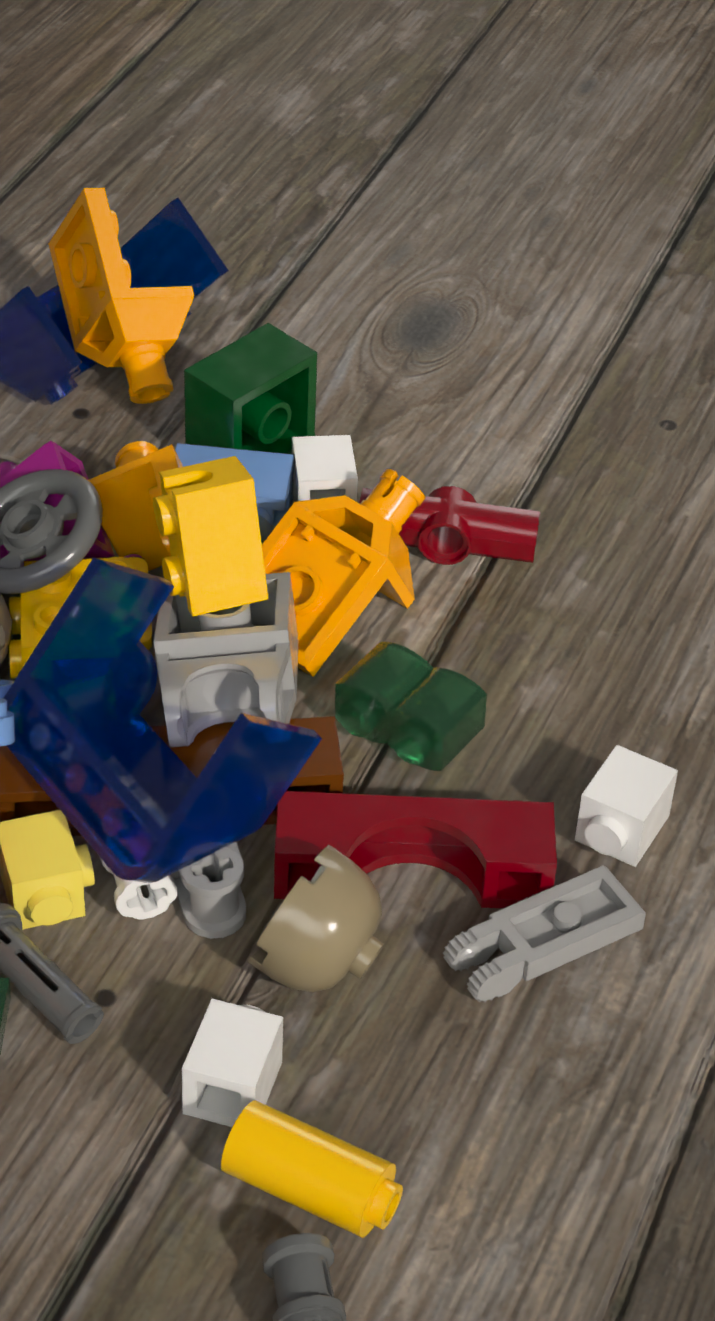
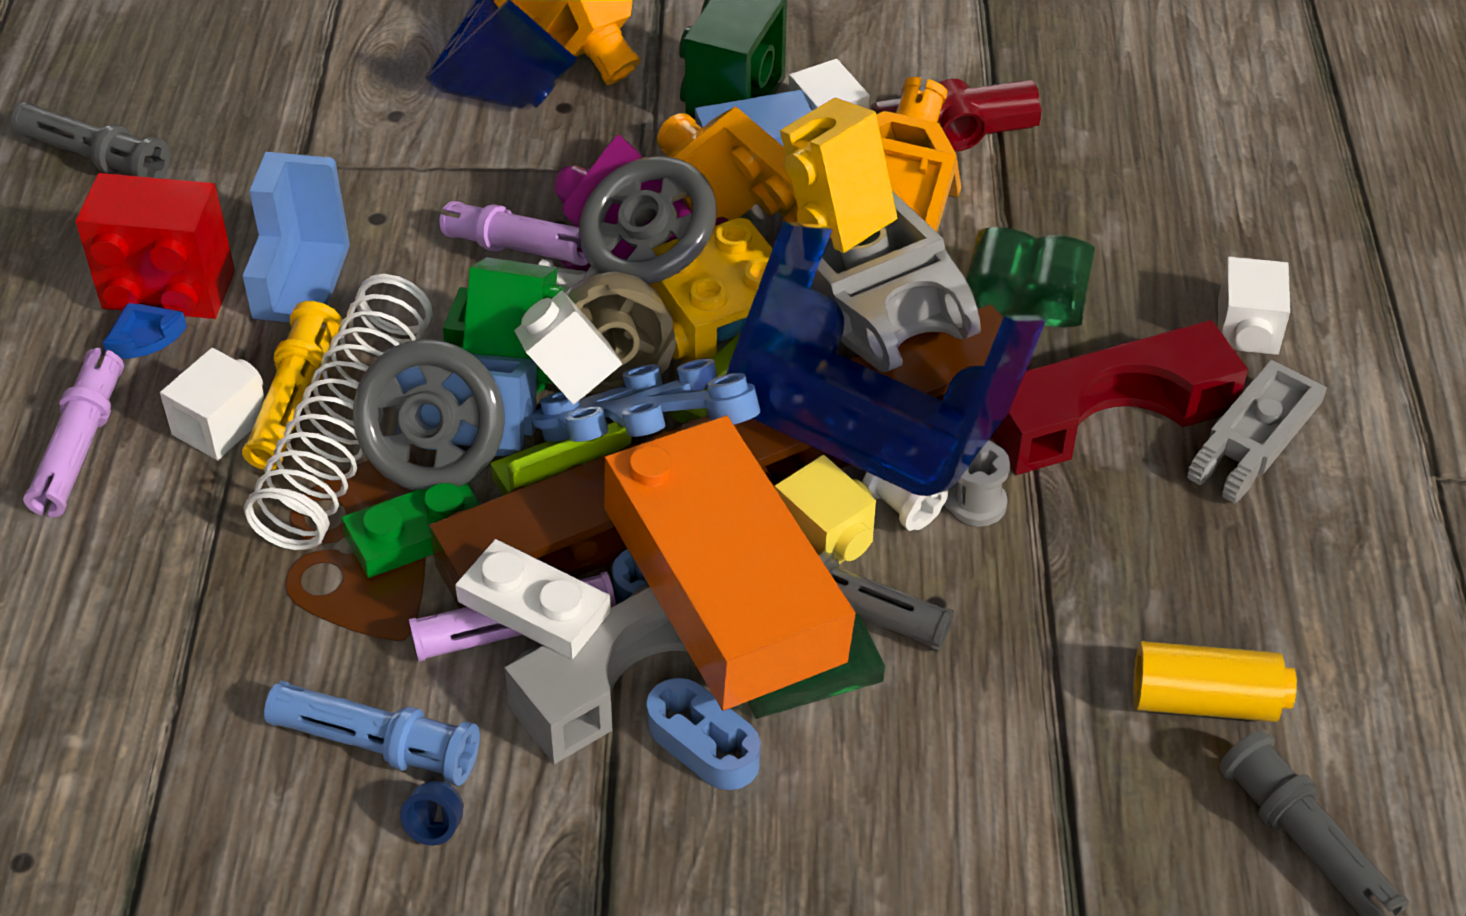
camera: 20 degrees left, 5 degrees up
(231, 1061) = (1093, 620): white brick -> none
(323, 928) = (1093, 481): dark tan cylinder -> none

